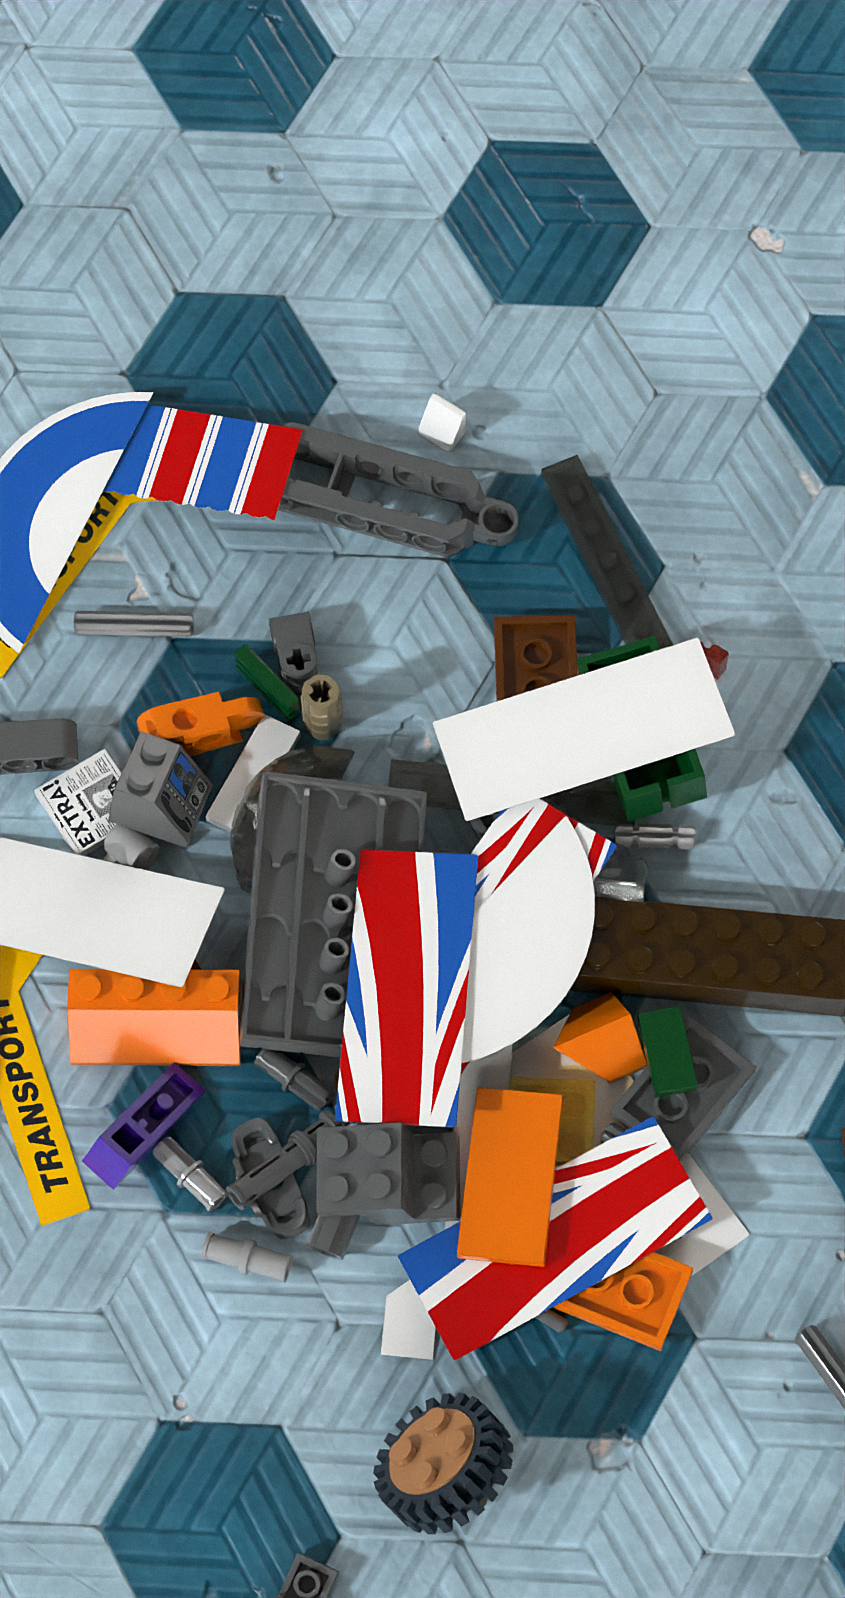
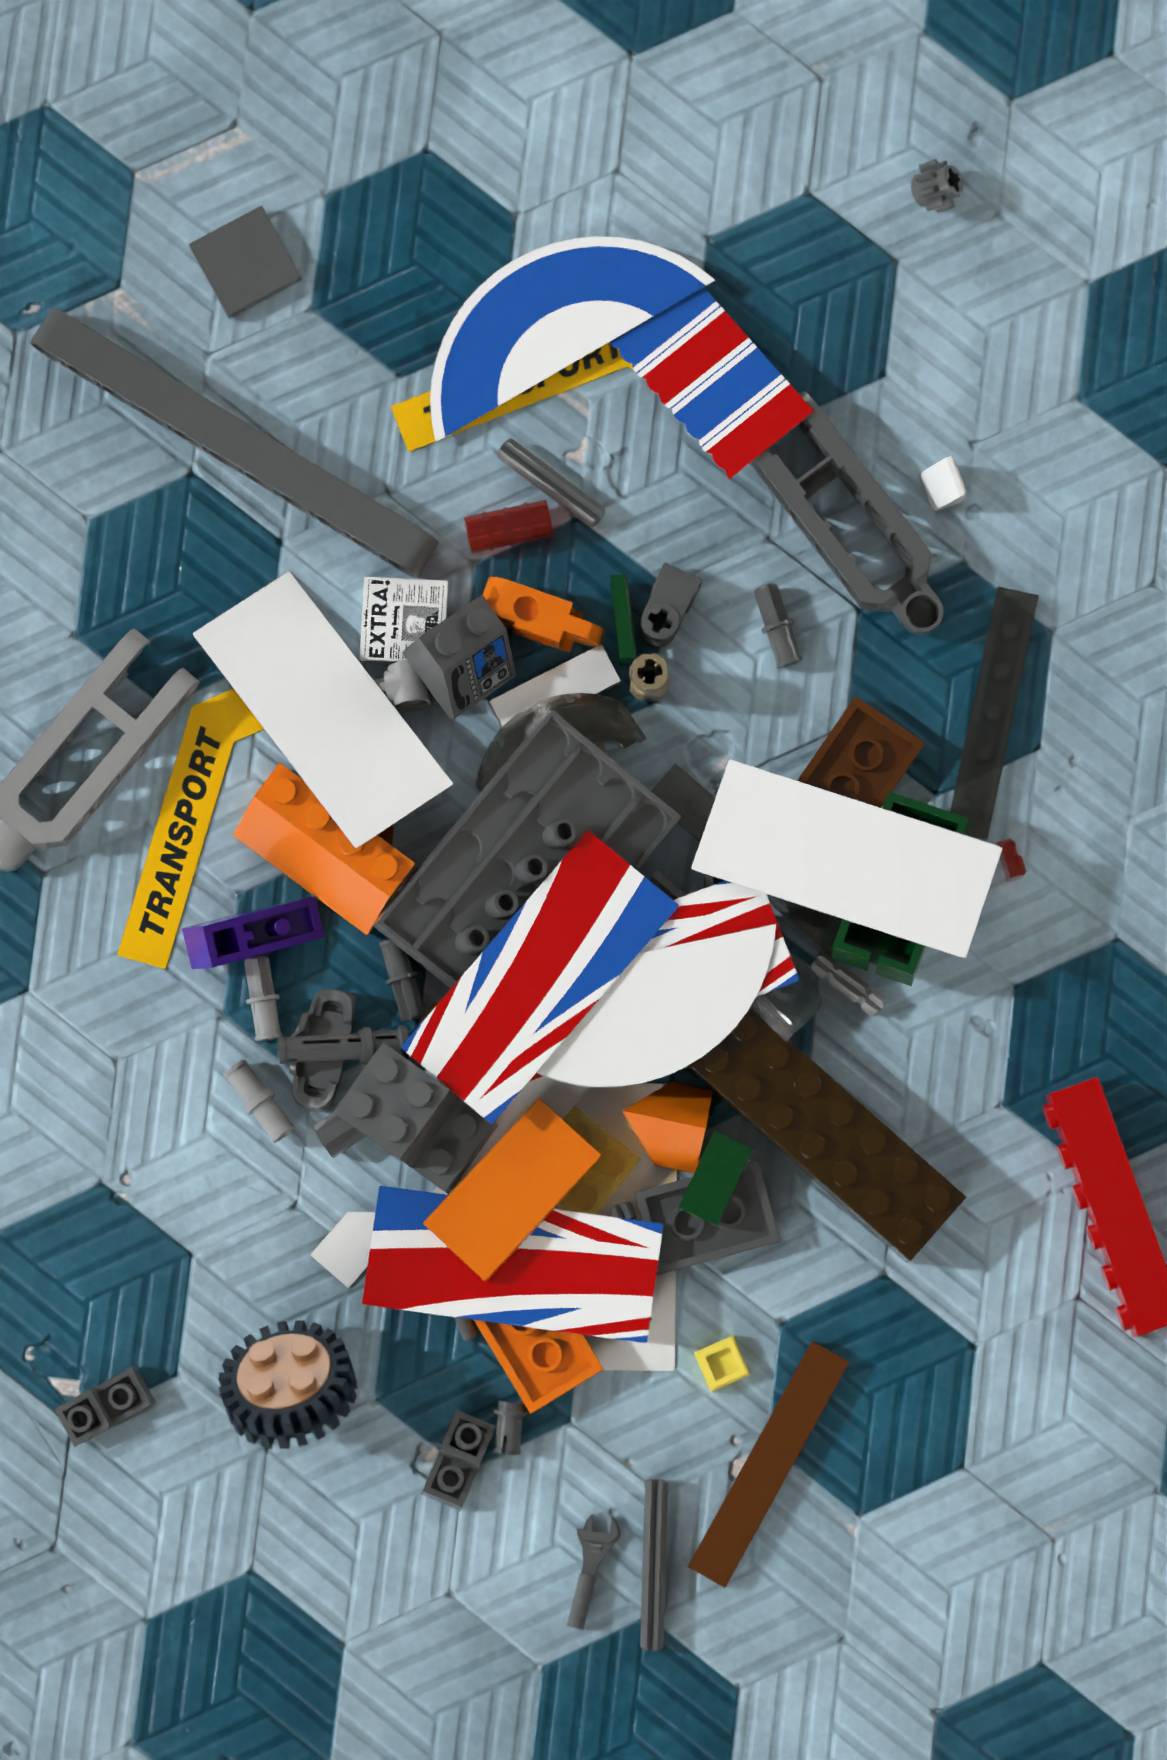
camera: 30 degrees right, 15 degrees up
(123, 675) = (508, 526): none -> clear red axle
(273, 219) = (936, 185): none -> dark grey gear
(393, 609) = (777, 625): none -> dark grey axle
(629, 1433) = (458, 1460): none -> dark grey slope
(649, 1372) = (509, 1427): none -> dark grey pin
(783, 1200) = (721, 1363): none -> light yellow tile
(796, 1425) = (594, 1547): none -> dark grey piece

